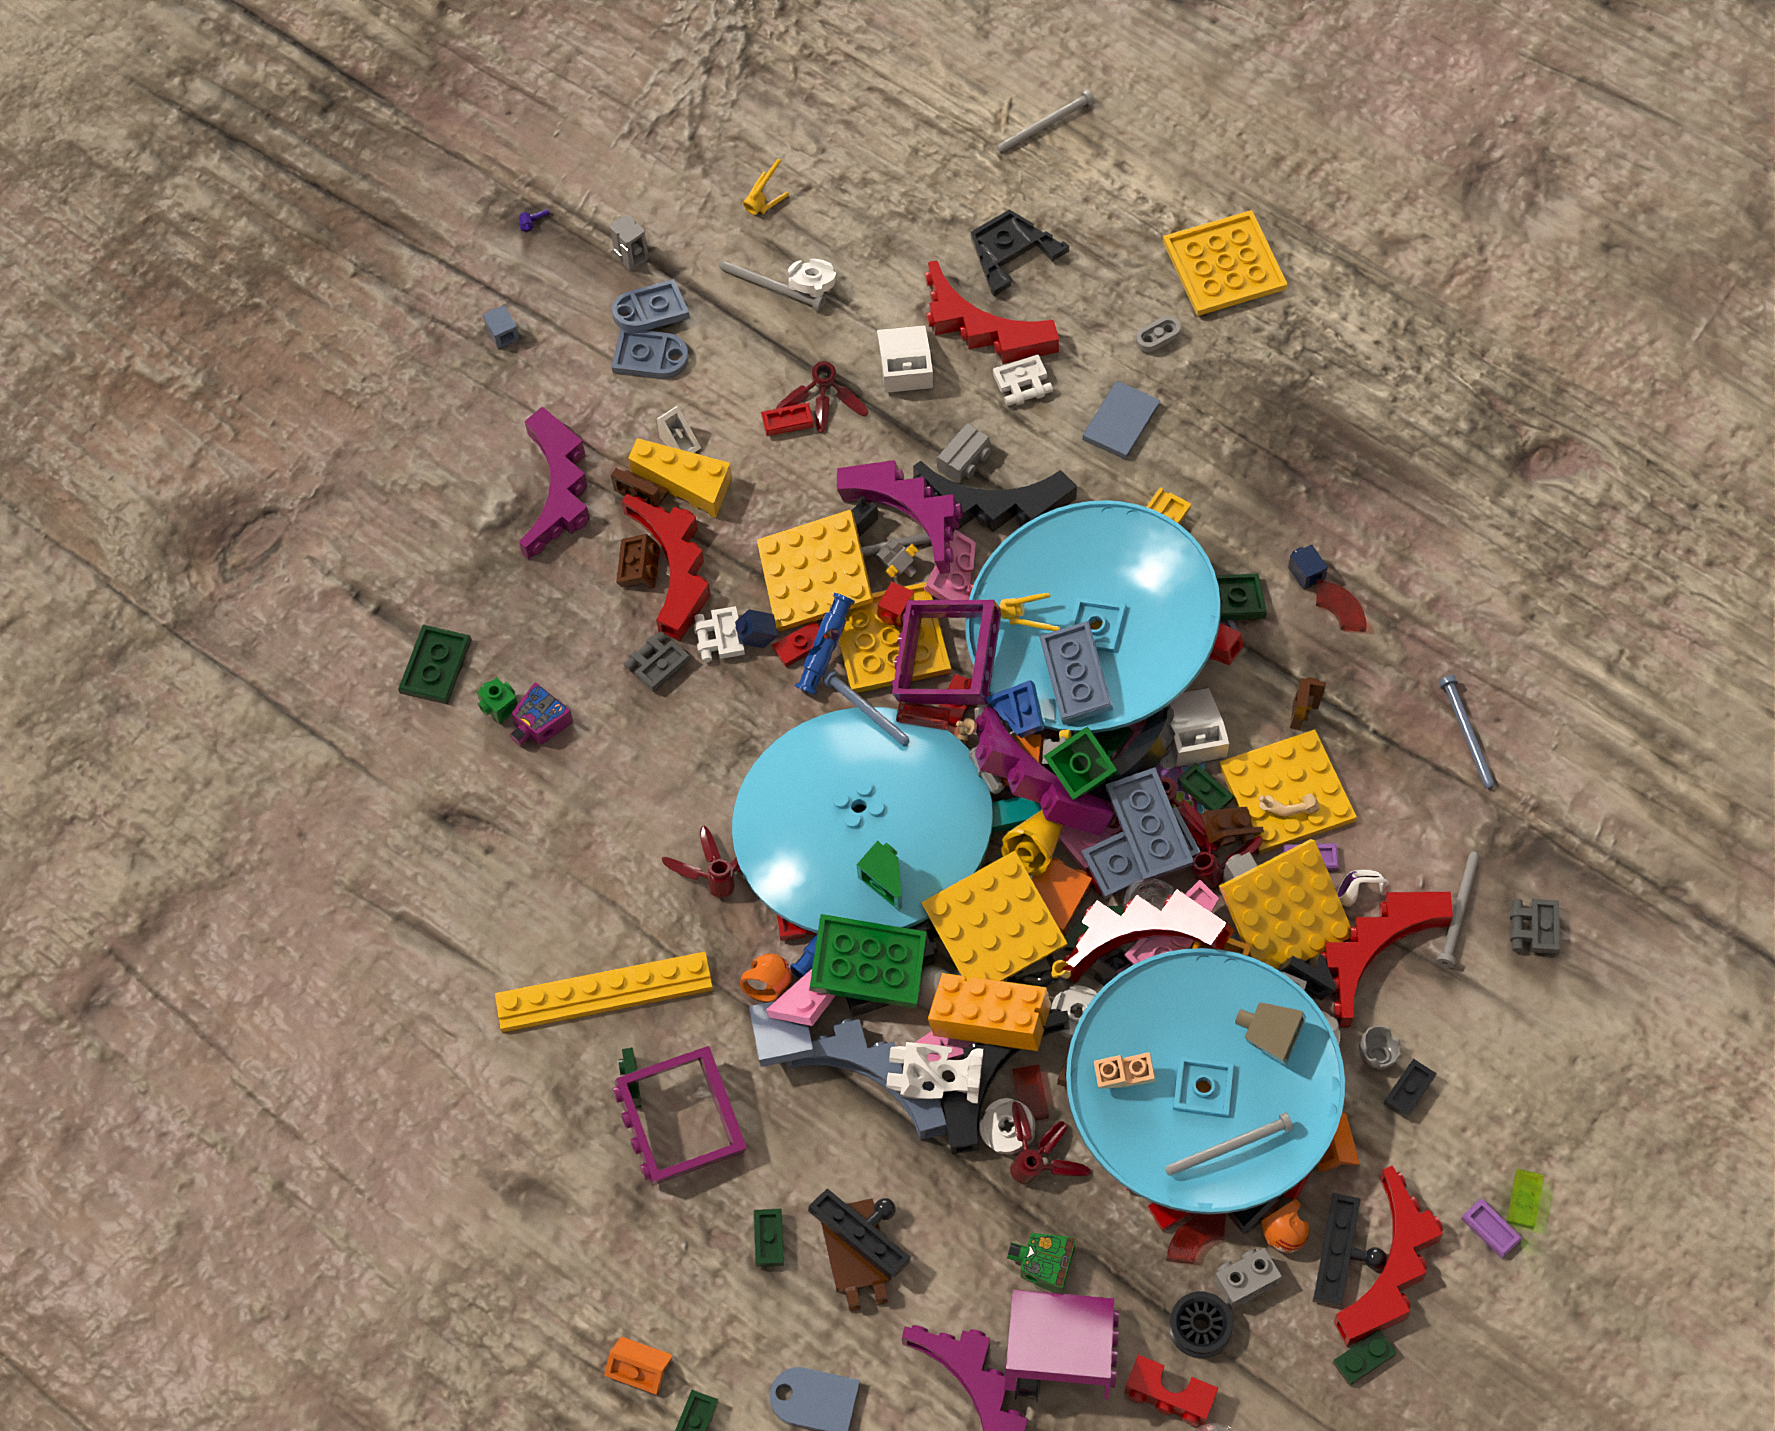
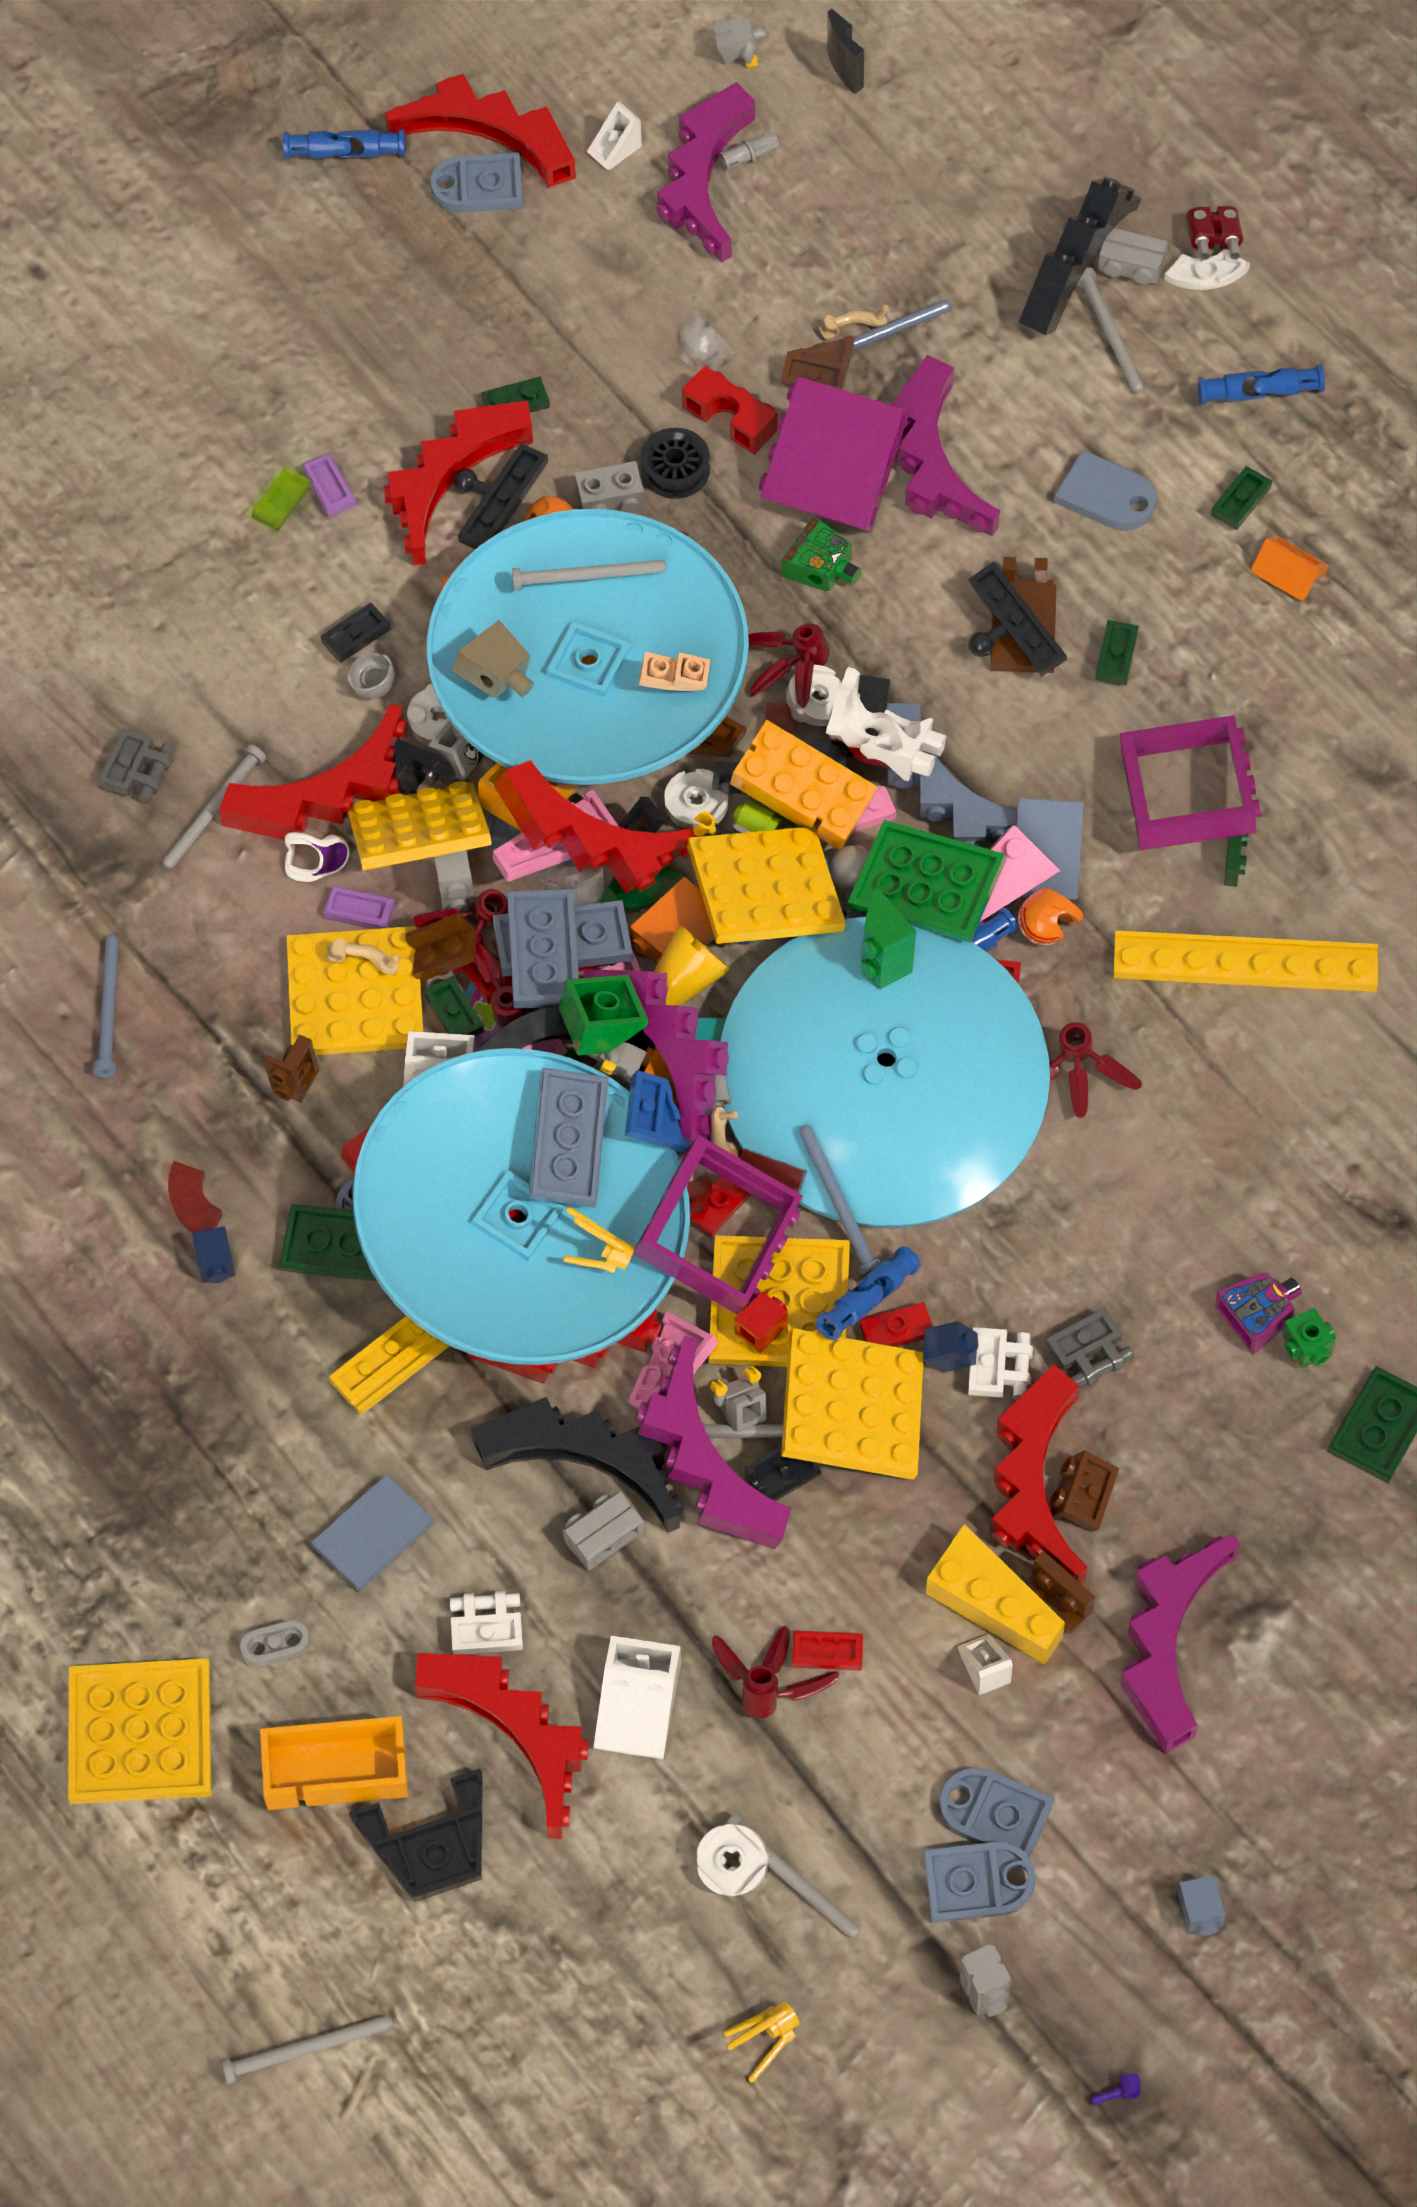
camera: 165 degrees left, 0 degrees up
(1084, 269) = (334, 1762): none -> light orange piece

